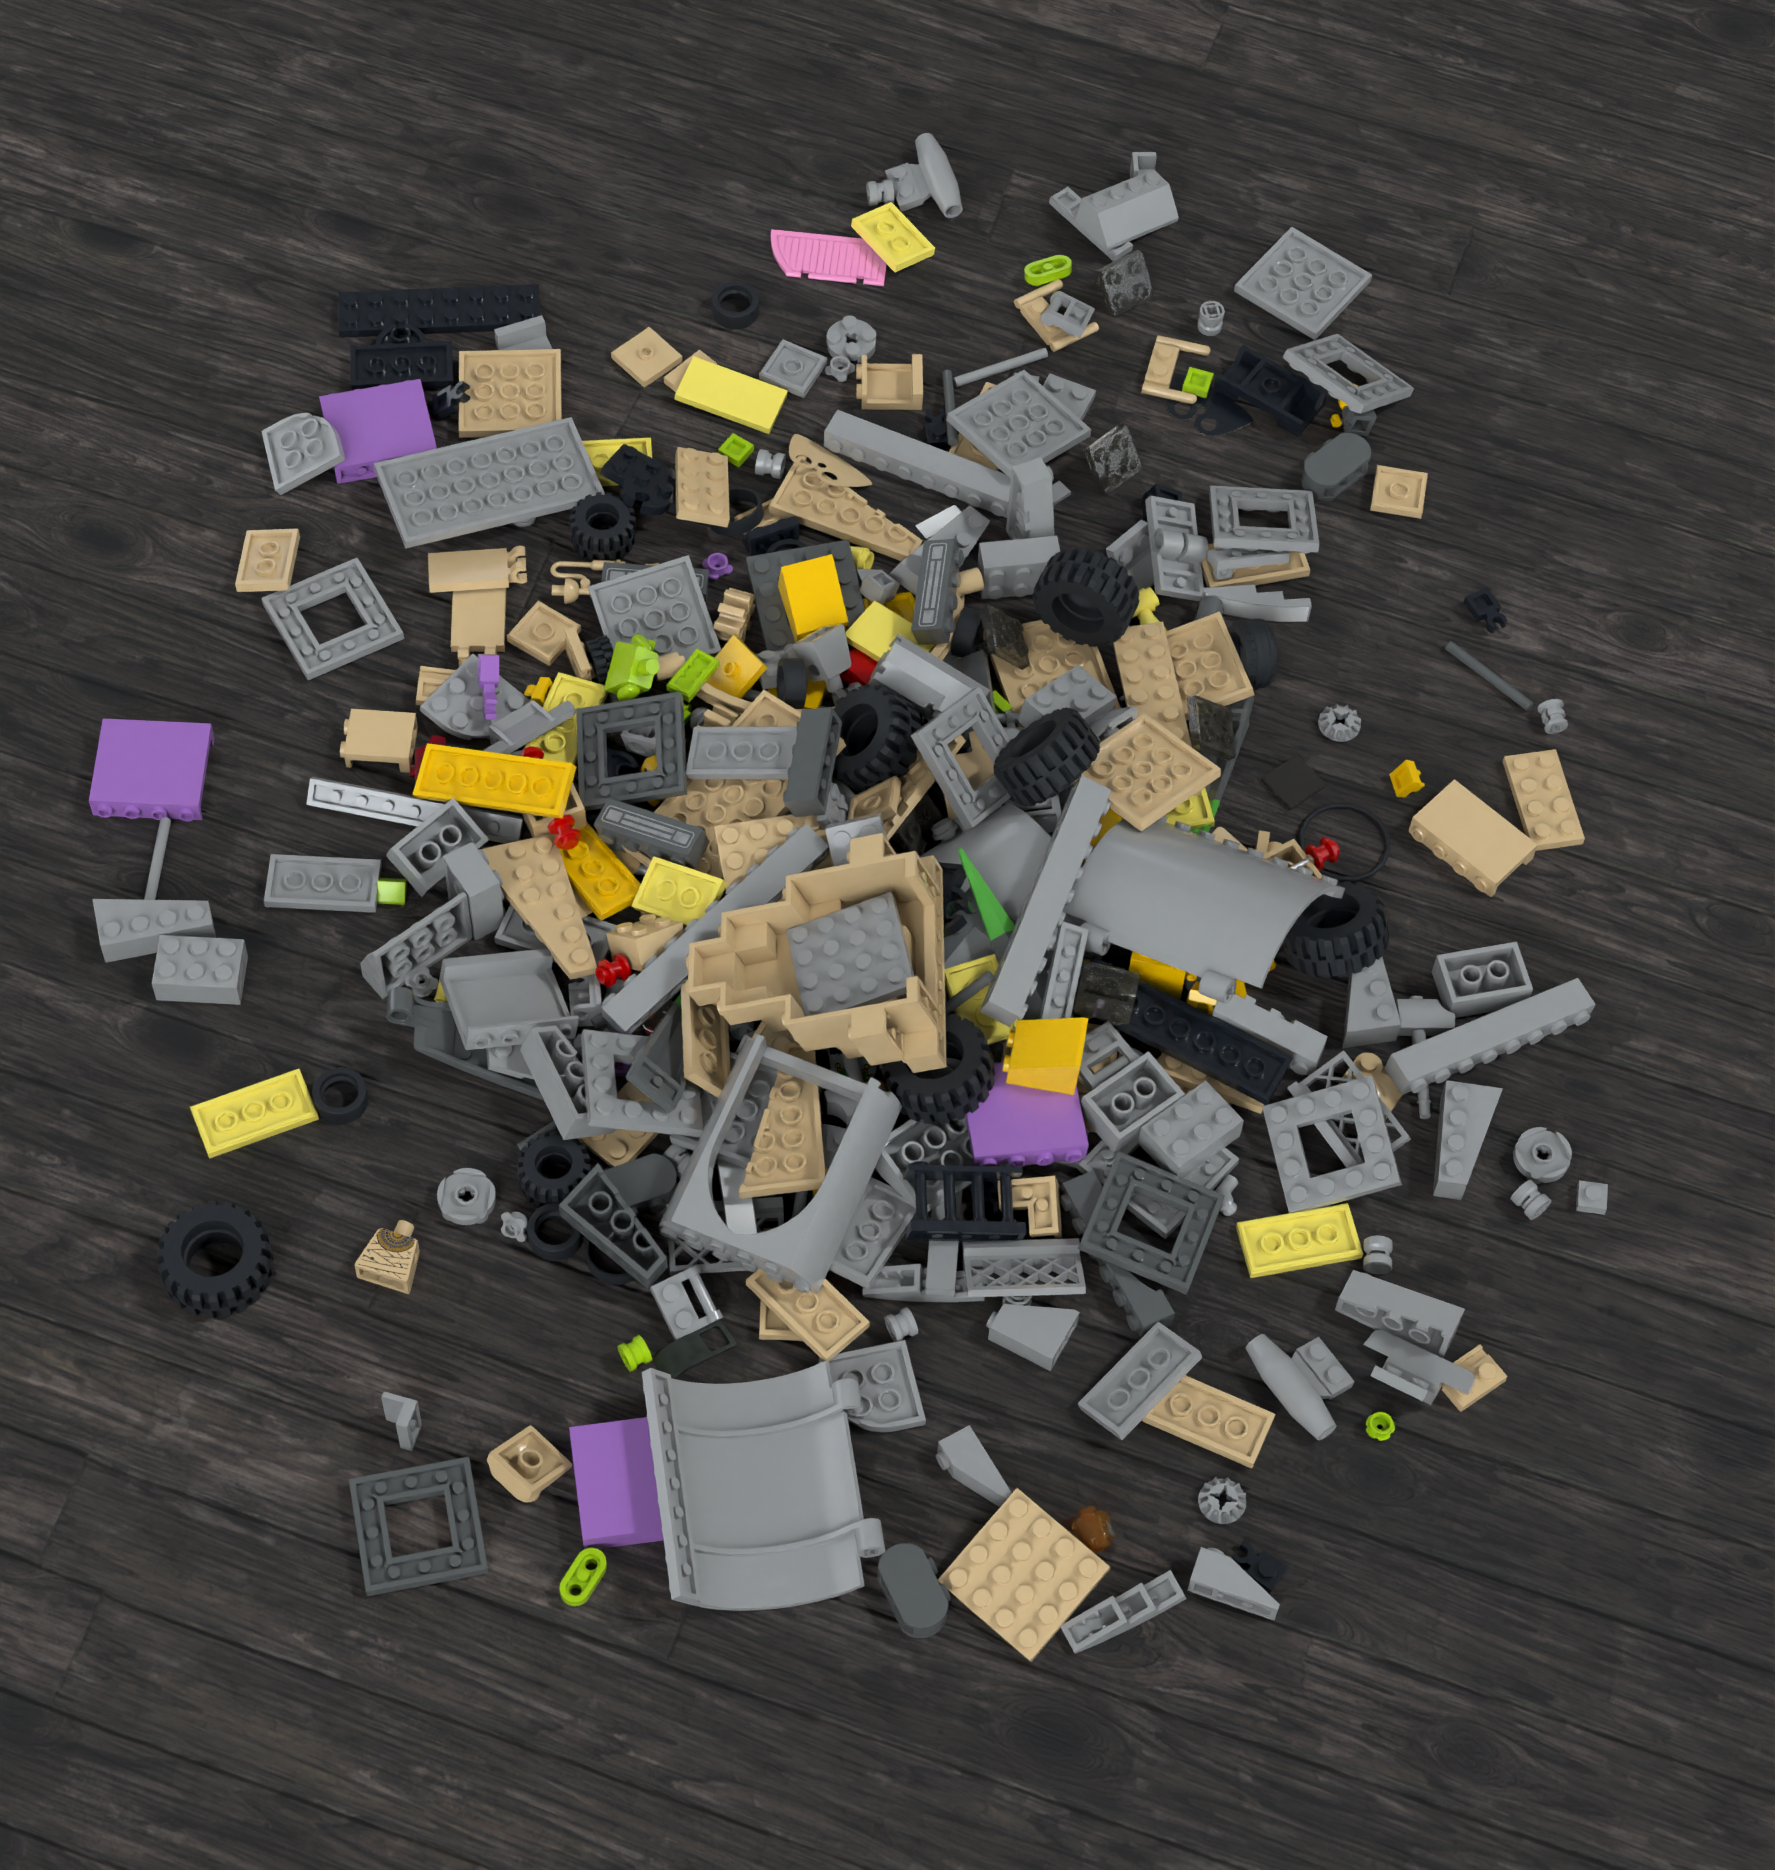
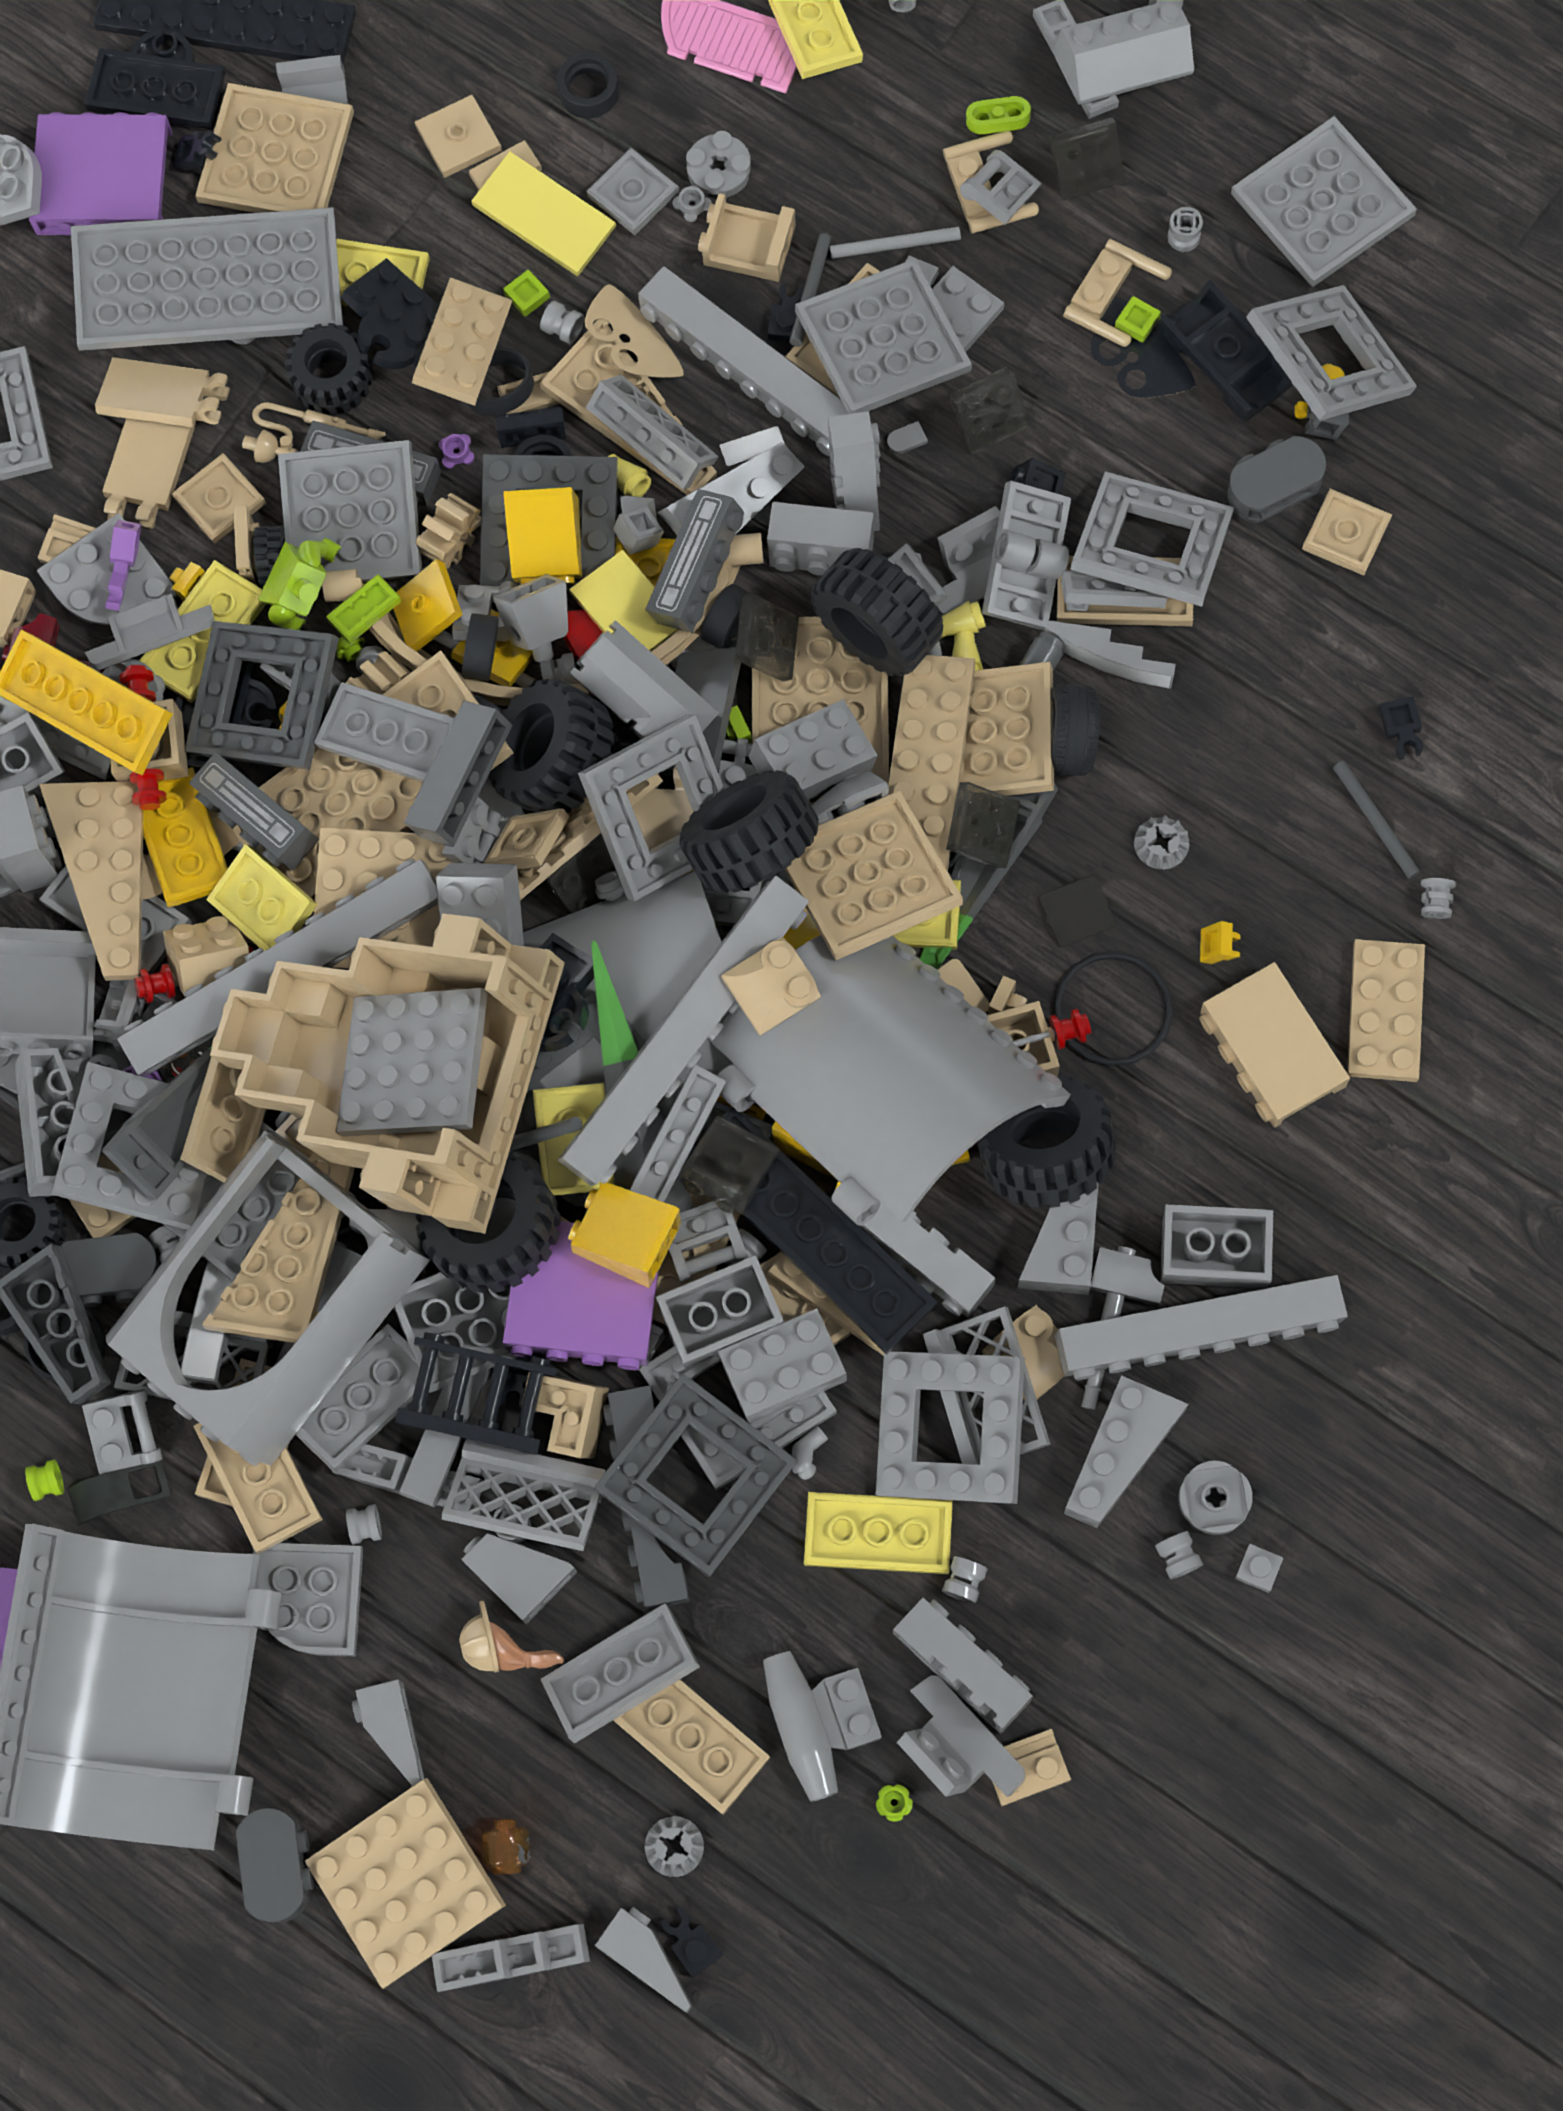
camera: 25 degrees right, 15 degrees up
(865, 520) = (652, 433): none -> light grey fence
(1036, 1385) = (491, 1648): none -> piece
(1105, 850) = (772, 985): none -> tan slope

